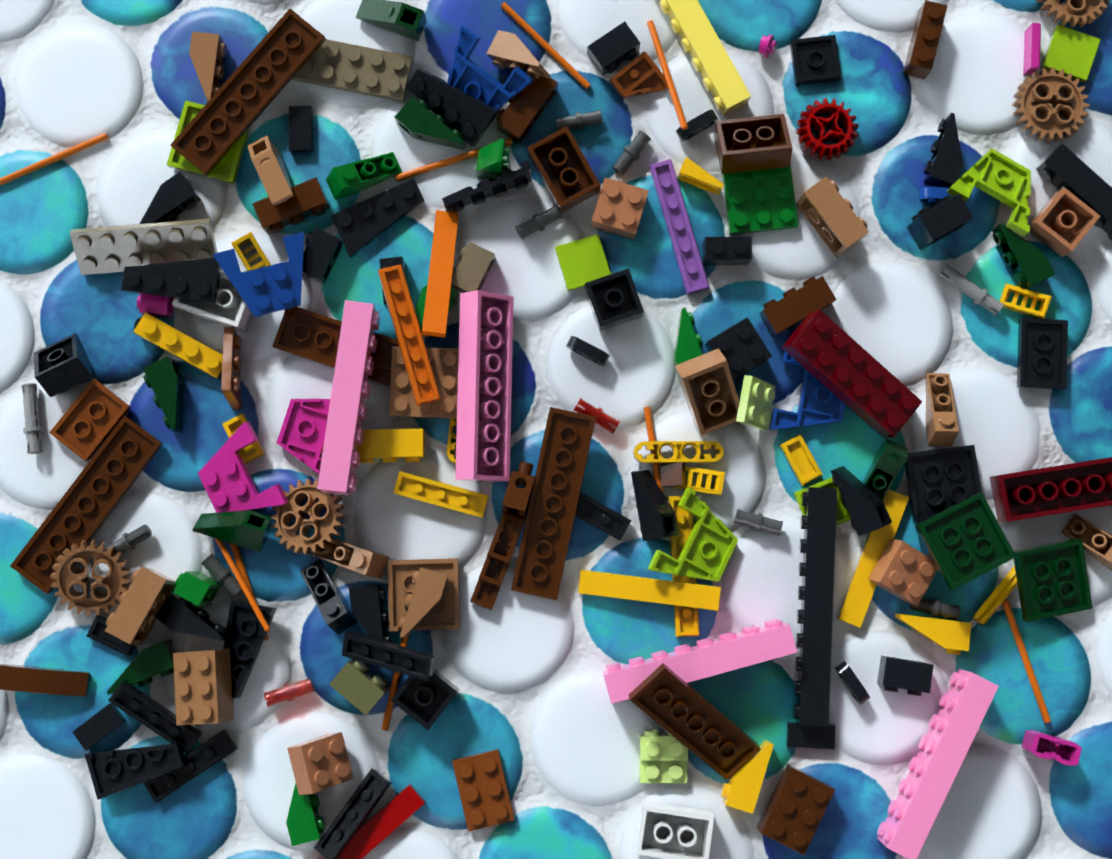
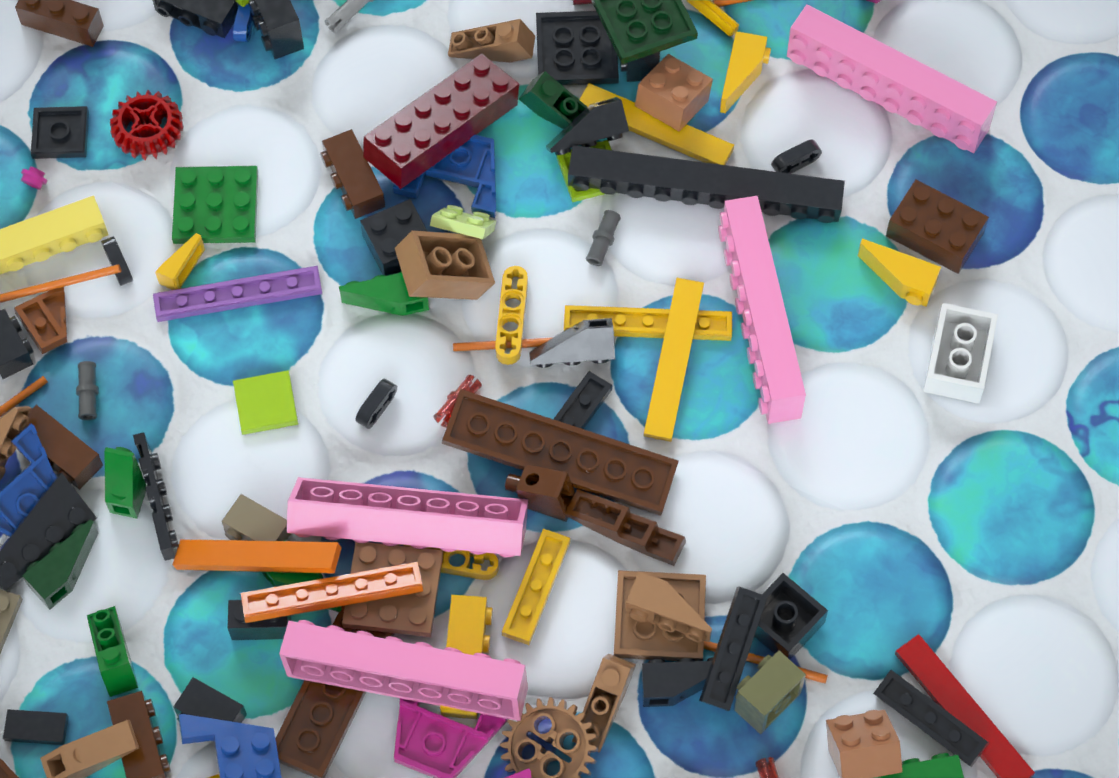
camera: 85 degrees left, 20 degrees down
(328, 597) = (654, 730): black slope -> none
(369, 218) = (166, 641): black wing -> none
(443, 163) = (110, 545): orange axle -> none
(483, 790) = (905, 567): dark orange plate -> none
(538, 222) = (207, 447): dark grey pin -> none
(563, 169) = (148, 404): reddish brown brick -> none
(613, 299) = (318, 365): black brick -> none
(619, 208) = (205, 352): nougat brick -> none
(631, 153) = (137, 335): dark grey pin -> none
(662, 758) = (872, 362): yellowish green plate -> none
(672, 474) = (538, 322): reddish brown tile -> none
(694, 721) = (831, 312): reddish brown plate -> none
(700, 472) = (551, 278): yellow slope -> none
(705, 549) = (628, 292): lime wing -> none
(726, 251) = (276, 240): black brick -> none
(753, 143) = (152, 198): reddish brown brick -> none
(801, 460) = (534, 189): yellow tile -> none
(810, 736) = (855, 207): black tile -> none
(832, 216) = (254, 124): medium nougat brick -> none
(905, 674) = (789, 105): black brick -> none
(935, 607) = (717, 67): dark grey pin -> none

